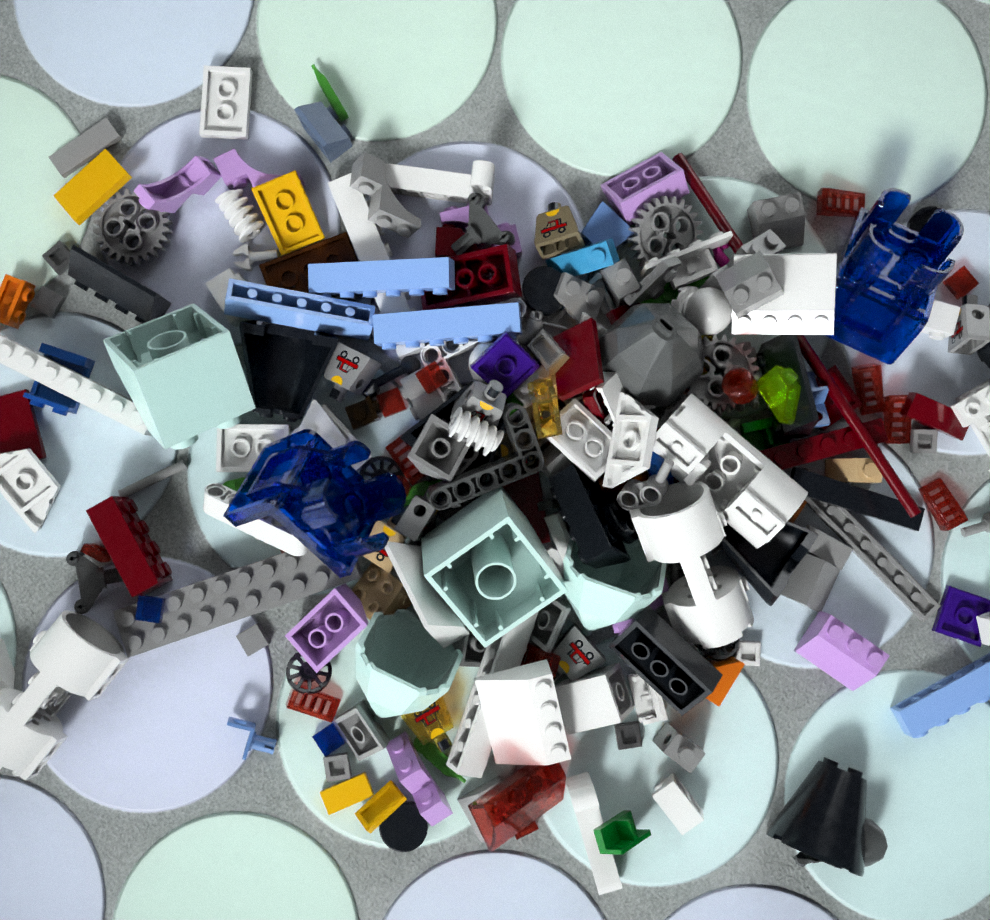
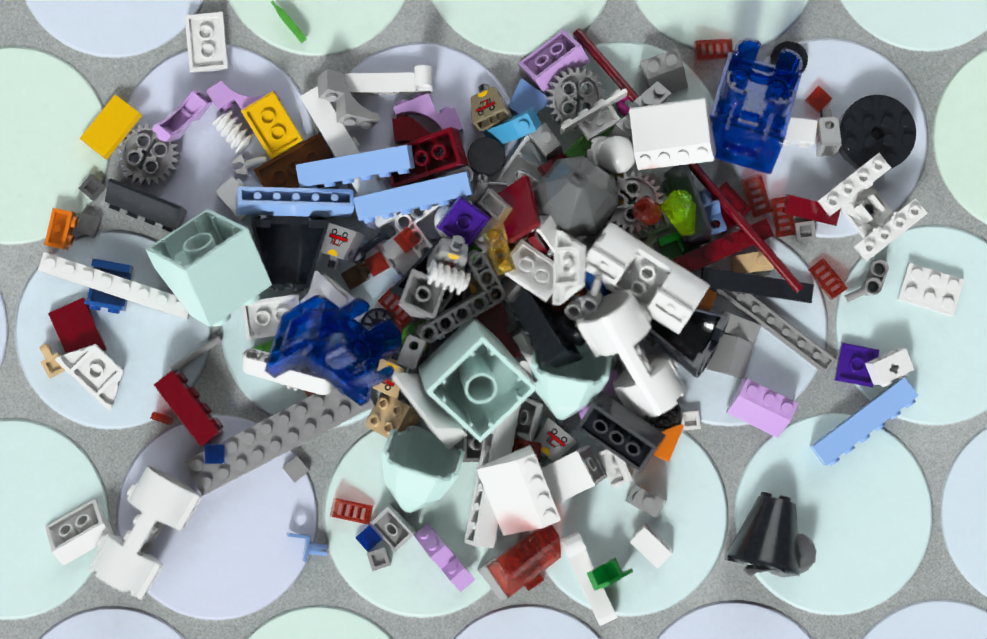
camera: 10 degrees left, 0 degrees up
(85, 147) = (98, 95): light grey tile -> none
(90, 580) = (162, 440): dark grey axle -> none
(307, 675) = (344, 486): black wheel -> none
(324, 129) = (290, 53): sand blue slope -> none
(329, 627) = (356, 447): lavender slope -> none
(347, 793) = (389, 578): yellow tile -> none
(380, 806) = (417, 583): yellow tile -> none
(404, 828) = (438, 596): black tile -> none
(432, 724) = (447, 511): clear yellow torso -> none
(438, 759) = (455, 539): bright green piece -> none
(481, 228) = (428, 116): dark grey axle -> none
(578, 296) = (513, 158): light grey wing -> none
(628, 735) = (605, 499): flat silver tile -> none
(655, 281) = (571, 138): light grey wing -> none
(698, 470) = (623, 281): white tile -> none
(749, 284) = (642, 131): light grey slope -> none

